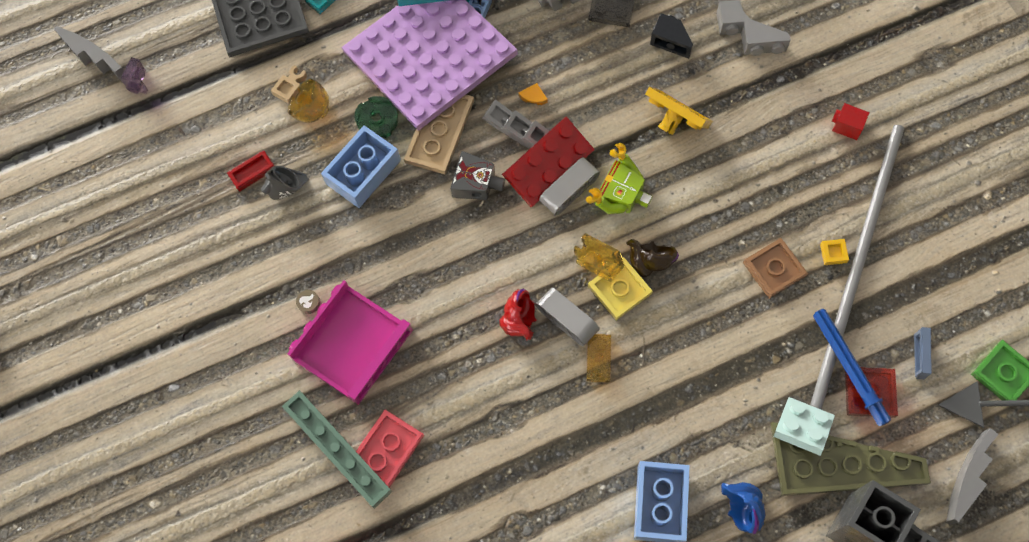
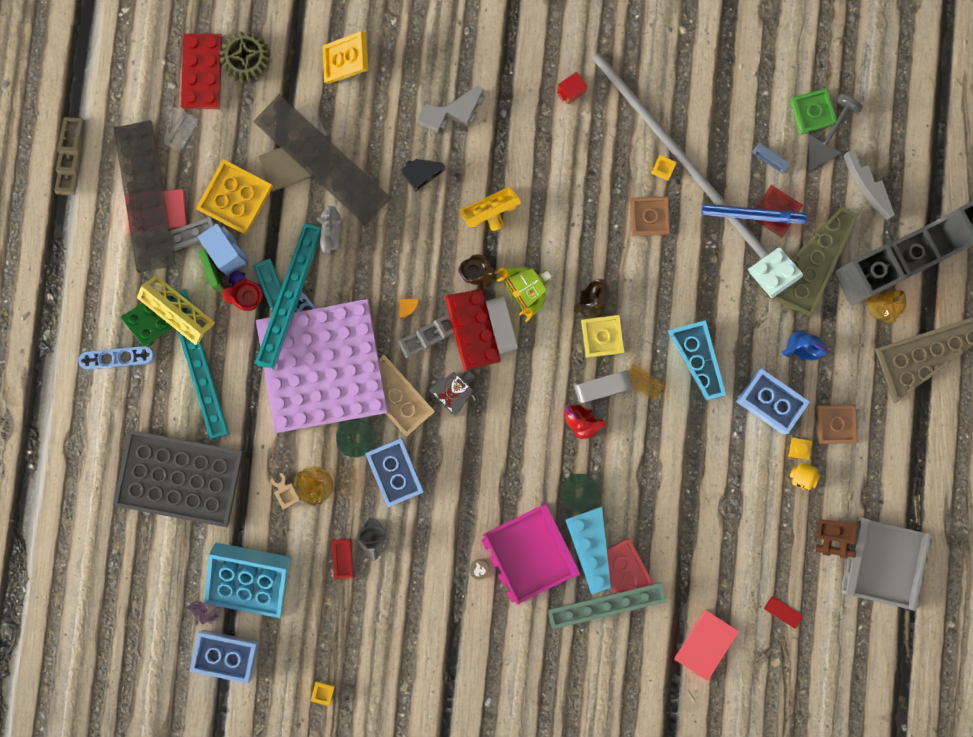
camera: 65 degrees left, 15 degrees up
(88, 52) = (153, 641): light grey slope -> none
(99, 115) = (224, 656): none -> light blue brick
(105, 222) = (322, 693): none -> yellow plate
(186, 97) = (247, 580): none -> medium azure slope
(388, 397) = (590, 545): none -> medium azure wedge
(442, 369) = (589, 489): none -> clear green plate
(599, 258) = (573, 338): clear yellow hinge -> none
(607, 134) = (477, 271): none -> dark brown hair
(660, 397) = (699, 356): none -> medium azure wedge

